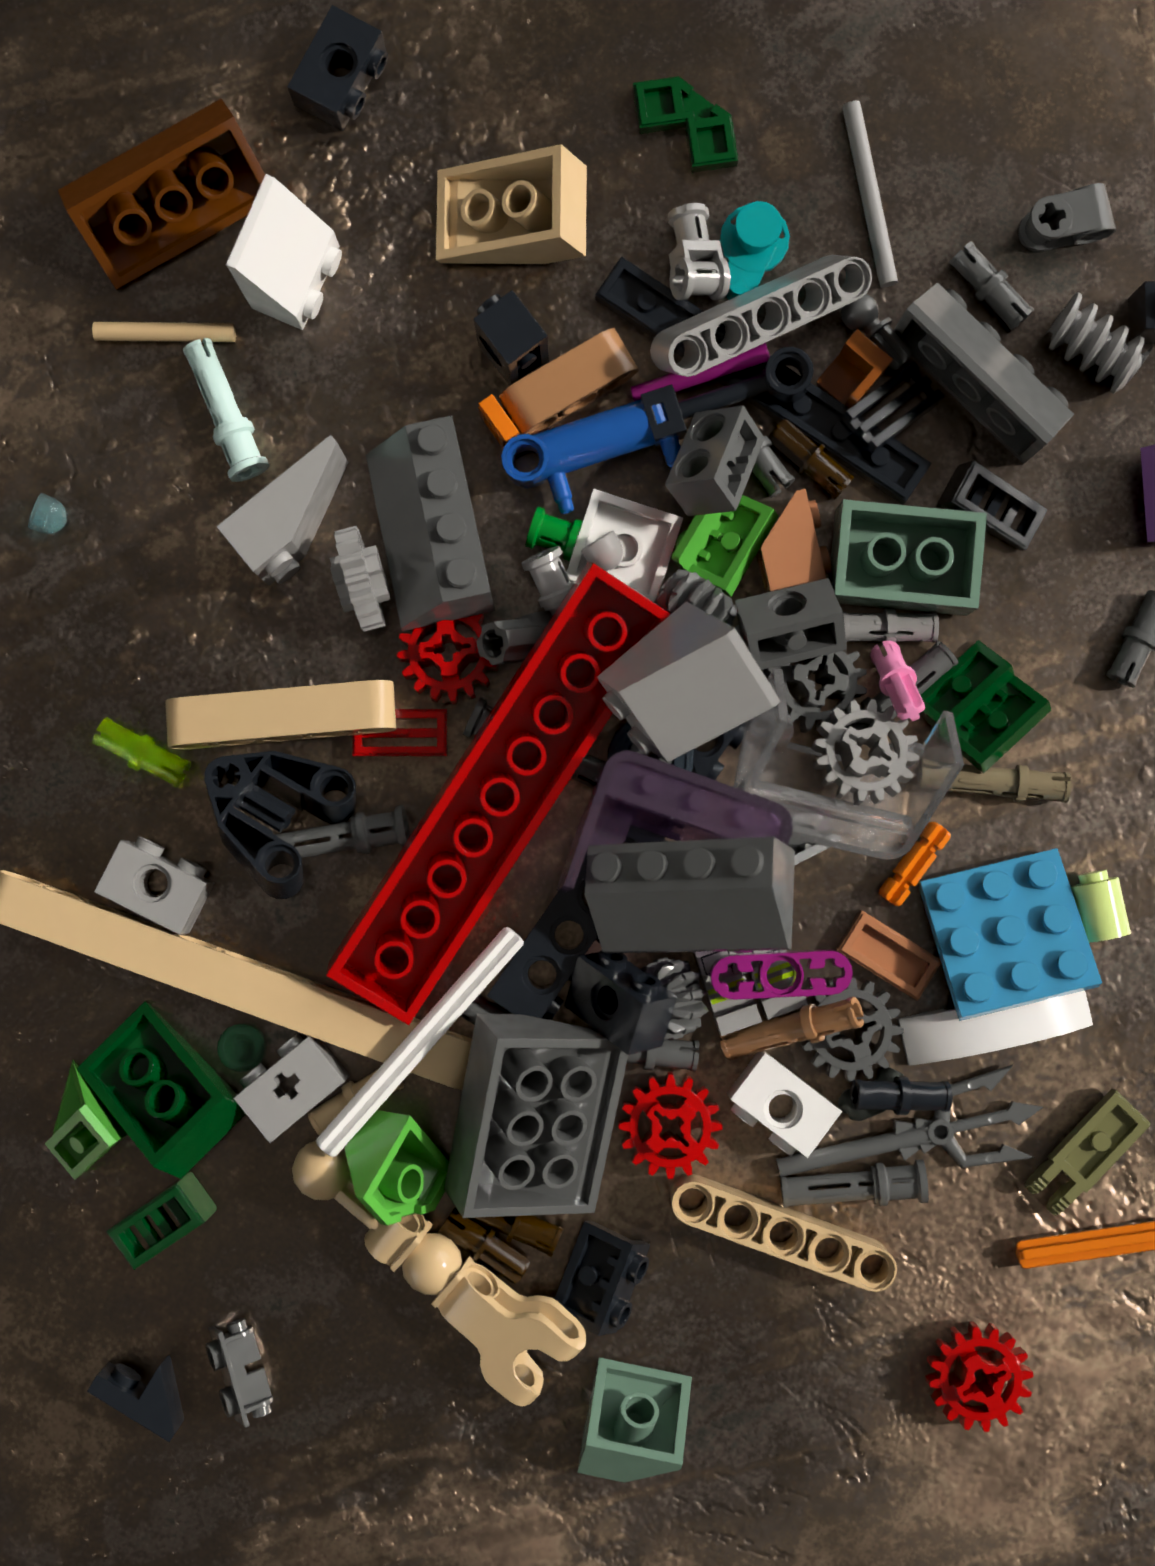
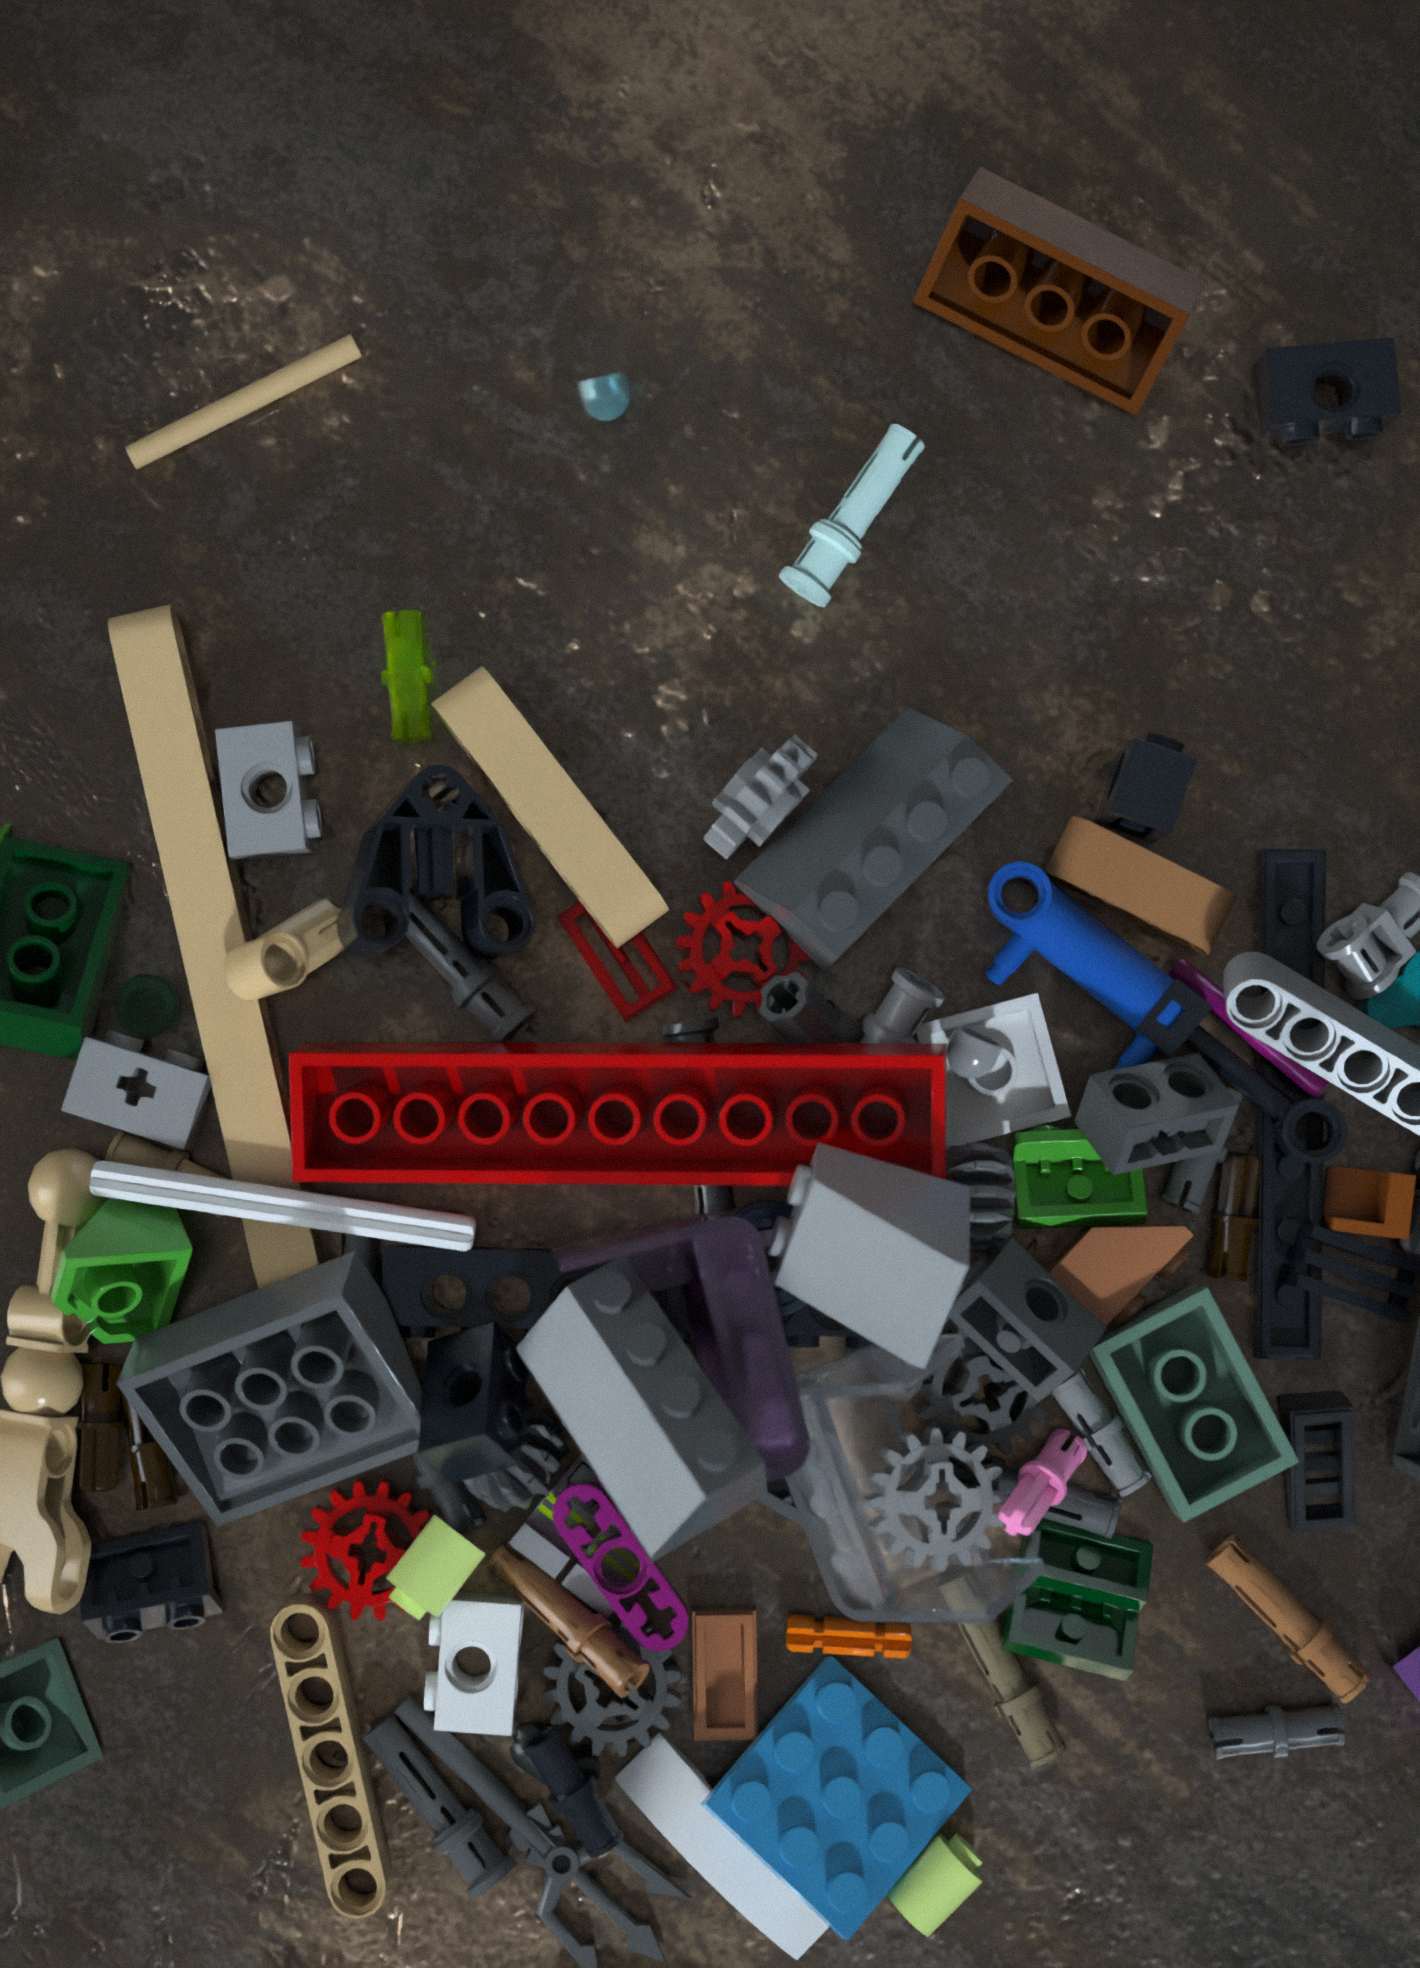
camera: 60 degrees right, 0 degrees up
(163, 331) = (899, 387): tan bar -> none
(263, 938) = (288, 950): none -> tan piece
(283, 256) = (1069, 475): white slope -> none
(283, 518) = (769, 666): light grey slope -> none
(497, 420) = (1042, 834): orange tile -> none
(513, 209) = (1297, 692): tan slope -> none
(552, 531) = (957, 979): green bush -> none
(707, 1093) = (433, 1569): none -> yellowish green brick
(1086, 584) = (1306, 1637): none -> medium nougat pin

